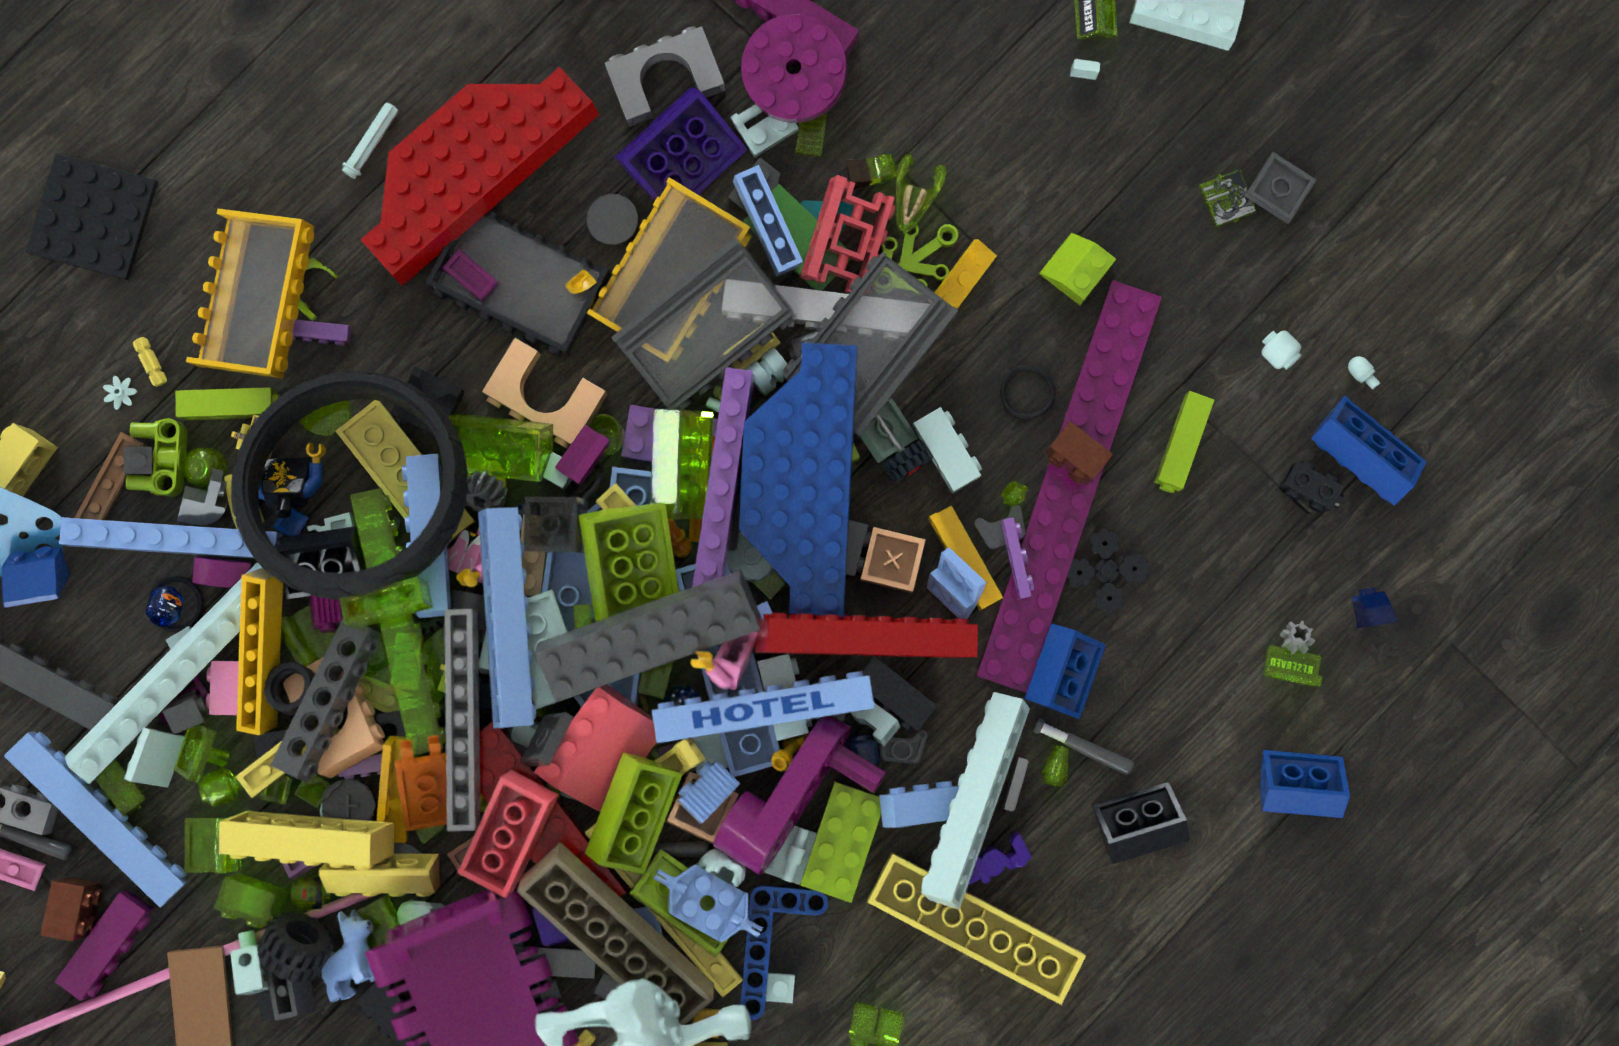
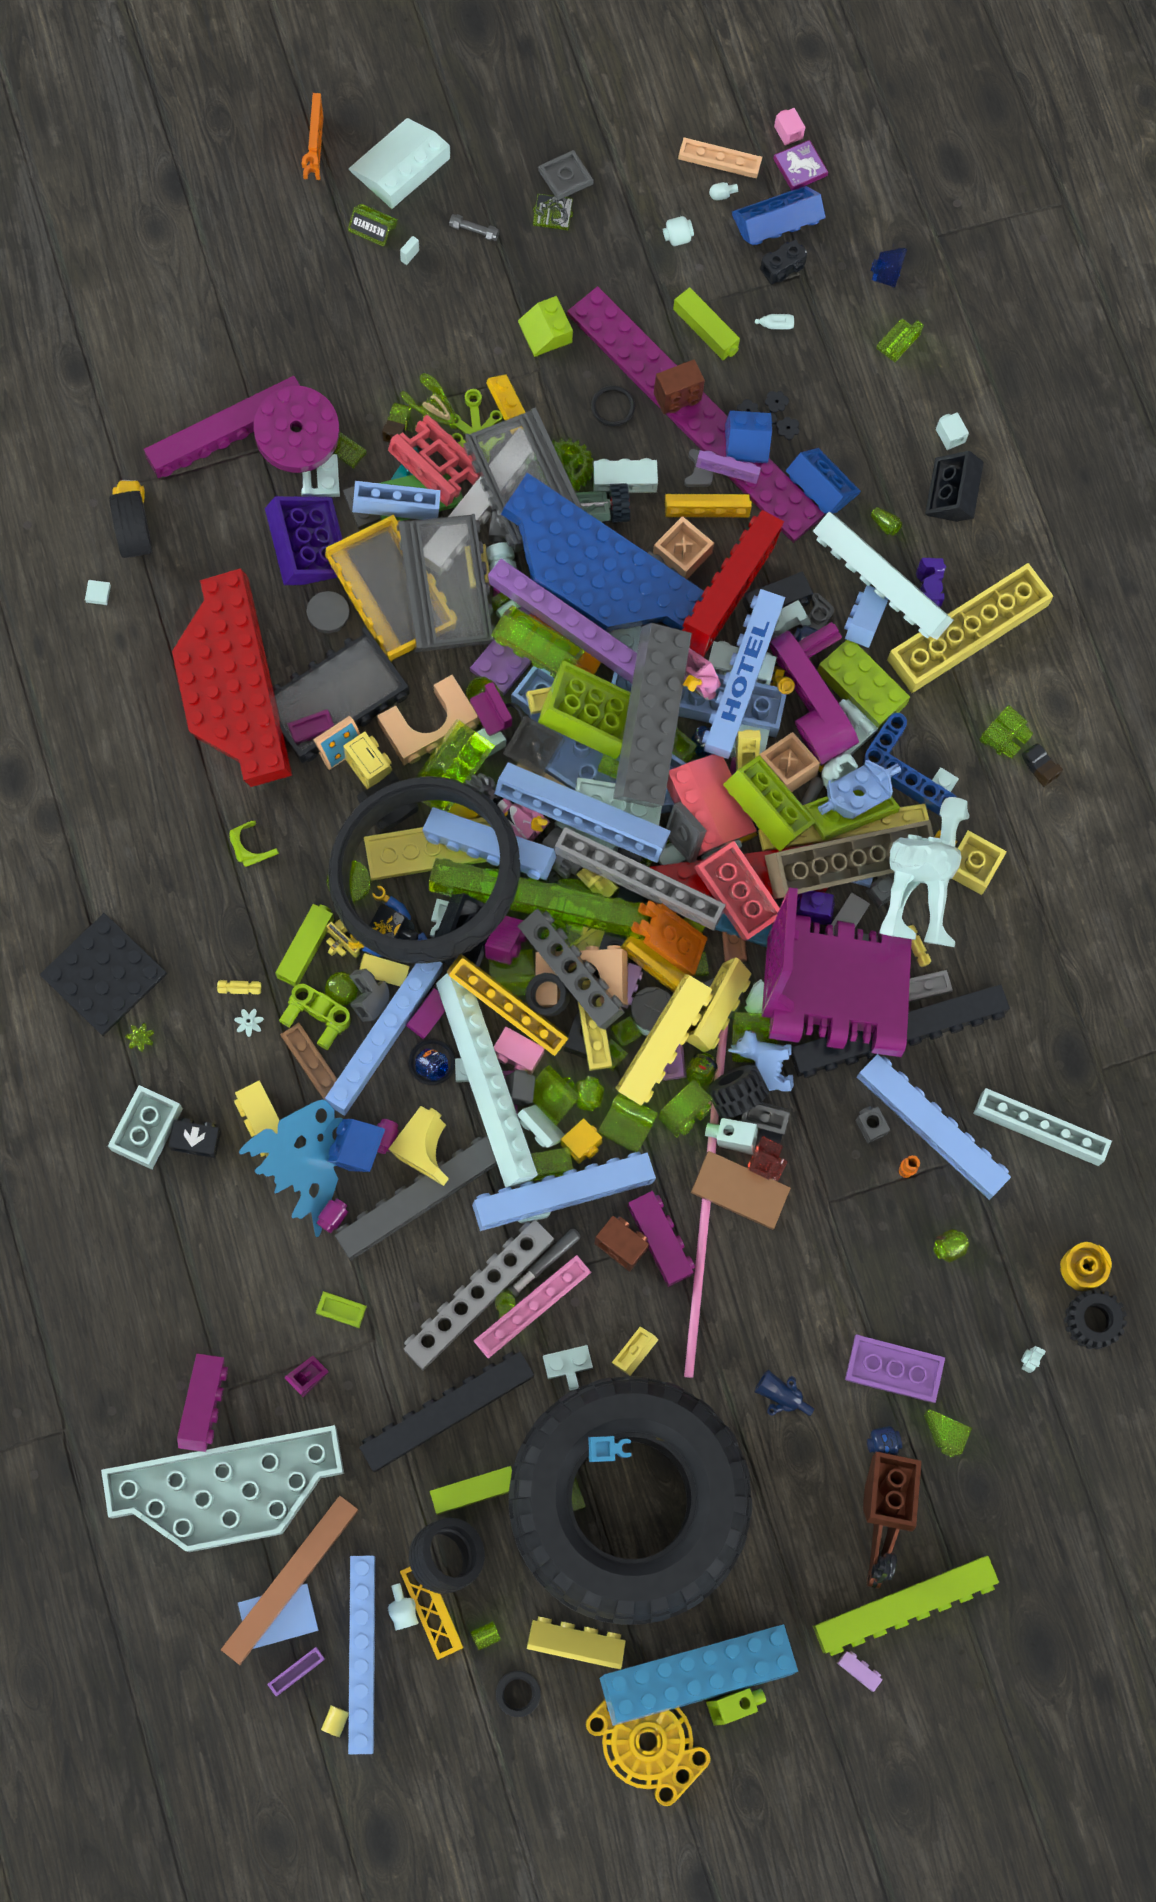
camera: 70 degrees left, 10 degrees down
(42, 291) = (139, 1040): none -> clear neon green plant
(67, 640) = (418, 1143): none -> light yellow arch
(70, 600) = (389, 1135): none -> magenta brick
(137, 459) = (310, 1026): dark grey brick -> none
(165, 807) = (582, 1141): none -> yellow head
(244, 1014) = (766, 1159): none -> clear red brick
(254, 294) = (234, 882): clear window -> none
(322, 332) = (287, 856): medium lavender piece -> none
(370, 141) = (168, 747): light aqua axle -> none
(386, 603) = (528, 881): clear neon green brick -> none
(457, 356) = (367, 760): none -> light yellow brick
(462, 314) = (332, 741): none -> slope
(580, 282) = (363, 651): yellow tile -> none
(688, 48) = (237, 495): light grey arch -> none
(708, 791) = (781, 745): light blue brick -> none
(936, 359) = (578, 456): none -> clear neon green gear
(956, 584) = (724, 514): light blue slope -> none
(1014, 493) = (680, 449): clear neon green plate -> none
(1015, 784) = (887, 553): light grey tile -> none
(1065, 562) = (748, 436): none -> blue slope
(1102, 755) = (886, 494): dark grey piece -> none
(1151, 101) = (490, 232): none -> dark grey bar
(1210, 784) = (952, 430): none -> light aqua brick
(1235, 518) = (777, 321): none -> light aqua piece
(1291, 638) = (881, 324): light grey gear -> none
(1303, 784) = (983, 372): blue slope -> none
(1403, 347) = (720, 158): none -> light nougat plate
(1448, 442) = (800, 165): none -> tile
(1489, 403) = (789, 126): none -> bright pink brick

